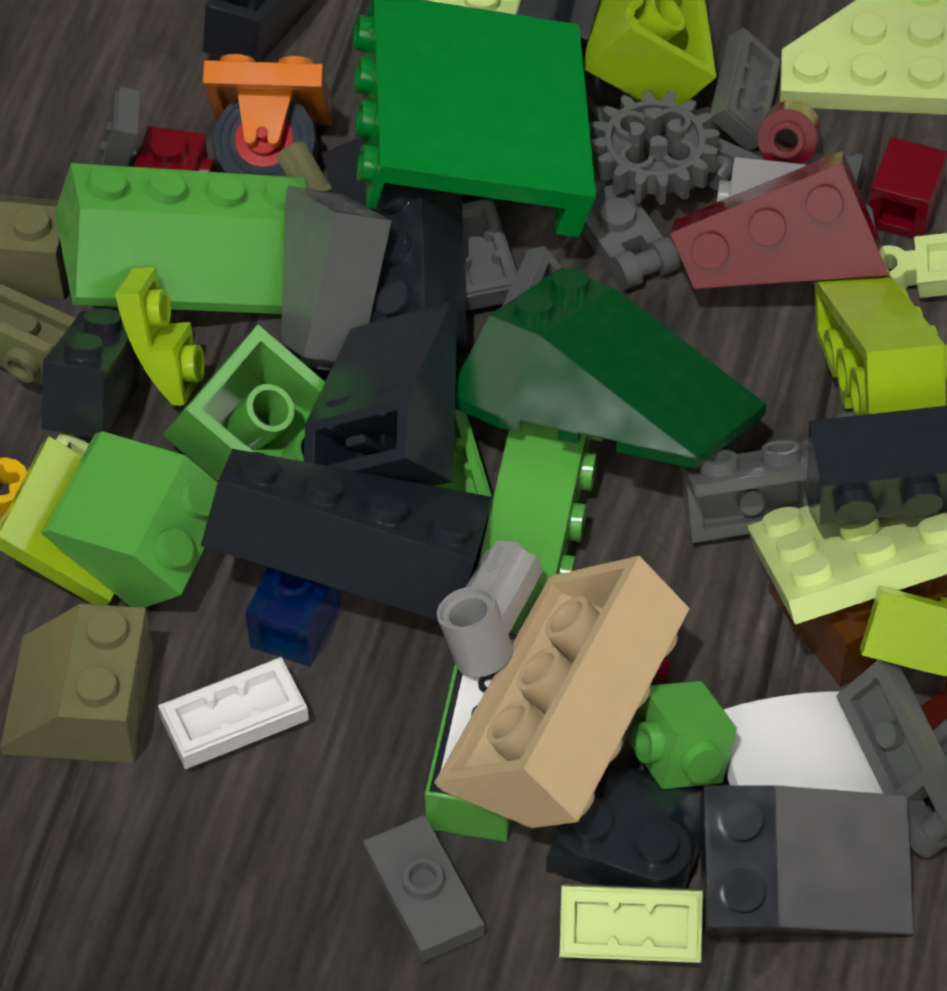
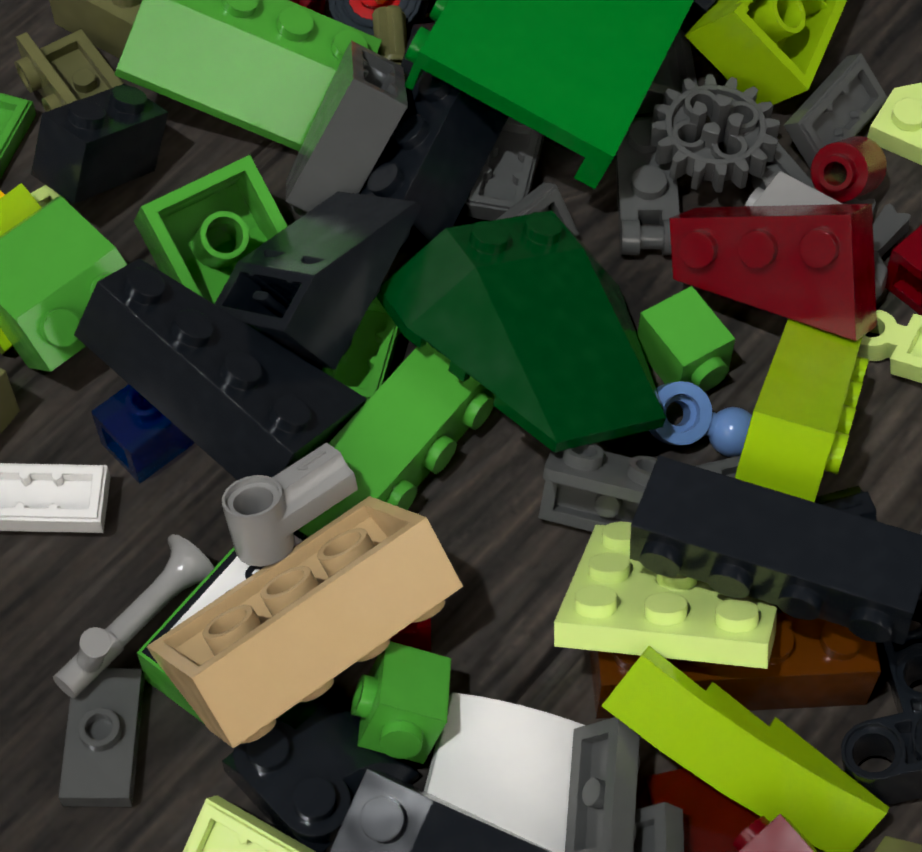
camera: 25 degrees right, 5 degrees up
(162, 347) = (173, 144): lime slope -> none
(412, 709) = (101, 646): none -> light grey piece
(738, 337) = (686, 340): none -> bright green brick
(810, 400) = (725, 428): none -> medium blue plate

